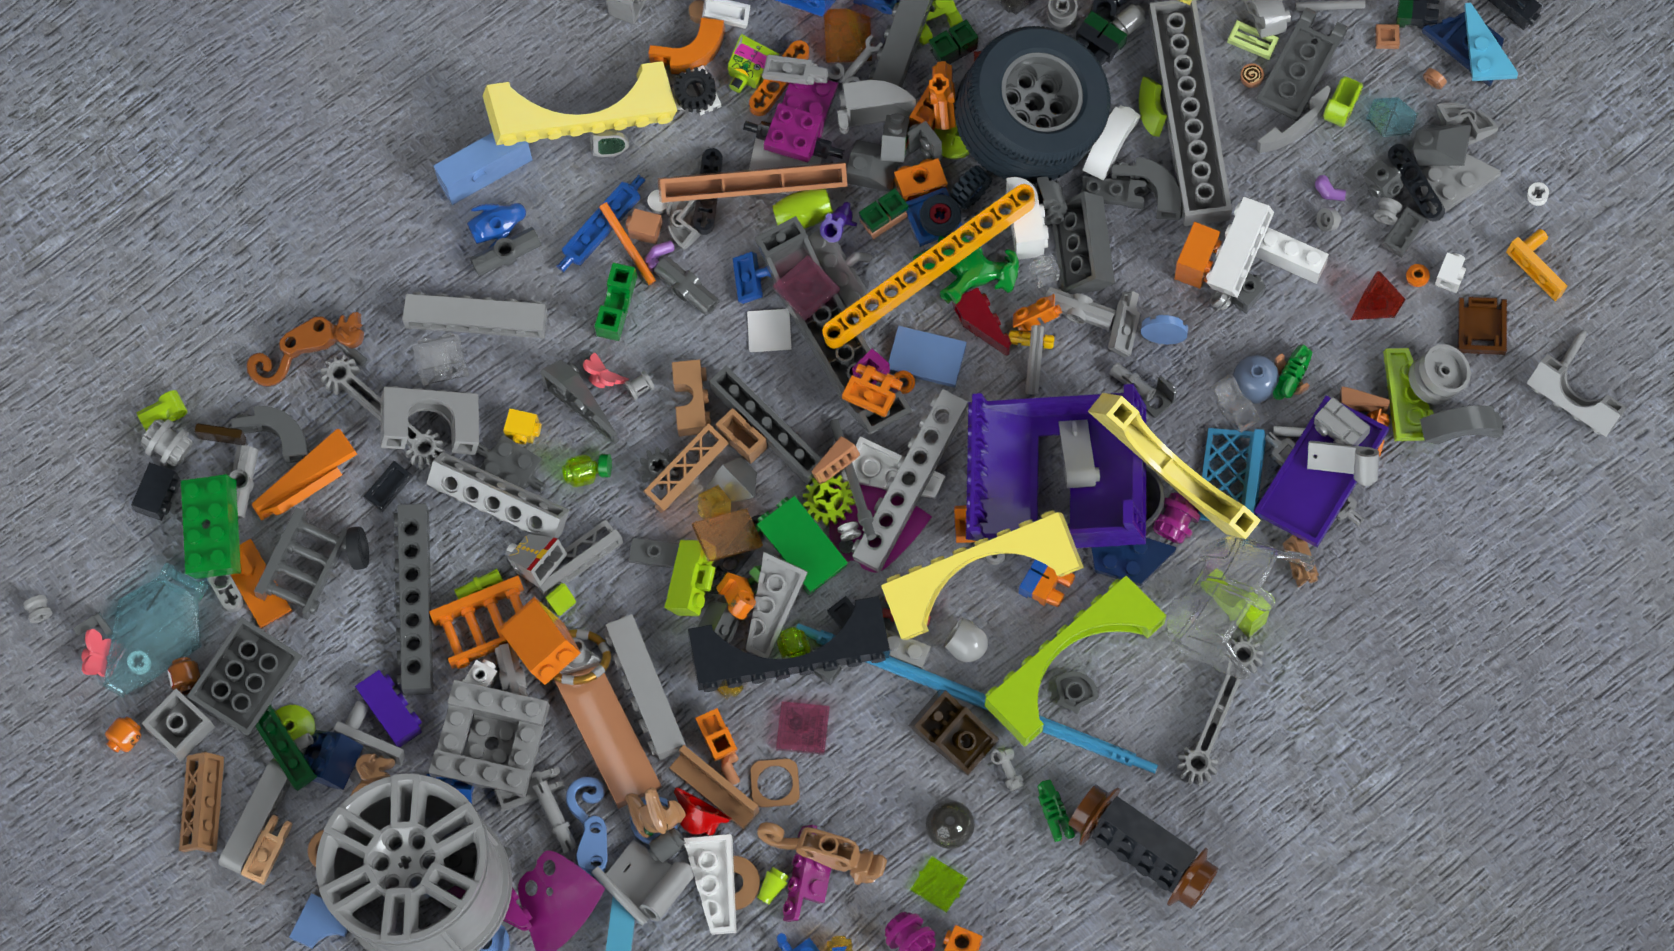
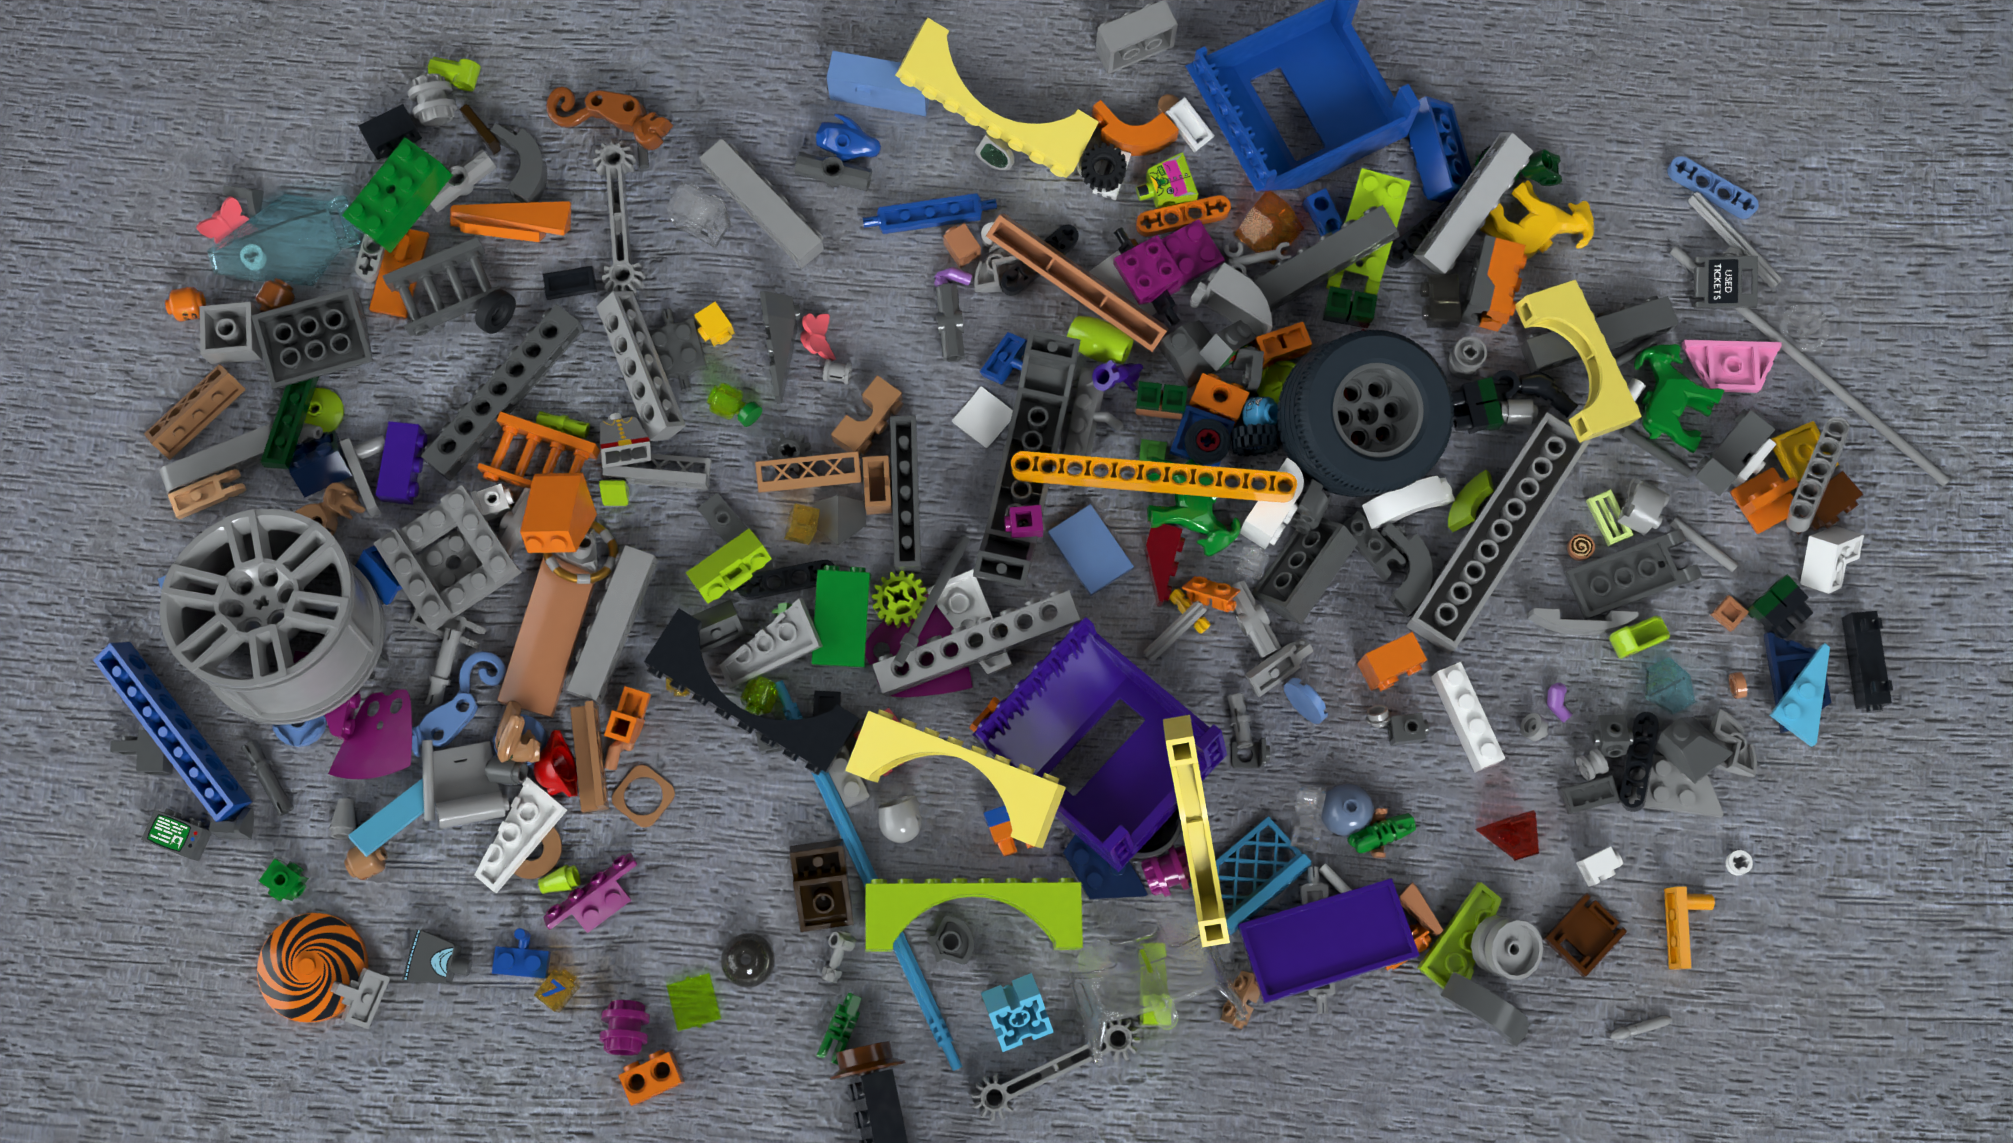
camera: 35 degrees right, 5 degrees up
(37, 609) = (218, 147): light grey wheel -> none
(457, 408) = (631, 223): light grey arch -> none
(618, 298) = (867, 297): green arch -> none
(627, 243) = (934, 247): orange bar -> none
(727, 535) = (788, 557): clear orange piece -> none
(738, 594) = (752, 614): orange leg -> none
(793, 70) = (1195, 218): light grey hinge -> none
(803, 728) = (706, 771): clear pink tile -> none
(806, 288) = (1038, 407): clear pink tile -> none
(827, 850) = (625, 898): medium nougat animal -> none
(835, 460) = (933, 572): nougat slope -> none
(849, 531) = (891, 640): white bush -> none
(868, 395) = (998, 542): orange plate -> none
(905, 254) = (1152, 448): none -> bright green tile
(911, 381) = (1044, 551): orange plate -> none
(943, 95) = (1298, 341): orange piece -> none
(957, 164) = (1260, 411): none -> dark azure head
(1077, 454) = (1131, 744): light grey door -> none
(1162, 694) = (1017, 1012): none -> medium azure brick
(1239, 247) = (1432, 687): white brick -> none
(1340, 424) = (1378, 918): light grey brick -> none
(1343, 458) = (1365, 963): light grey door -> none
(1413, 280) = (1560, 842): orange plate -> none
(1551, 381) = (1617, 1105): light grey arch -> none

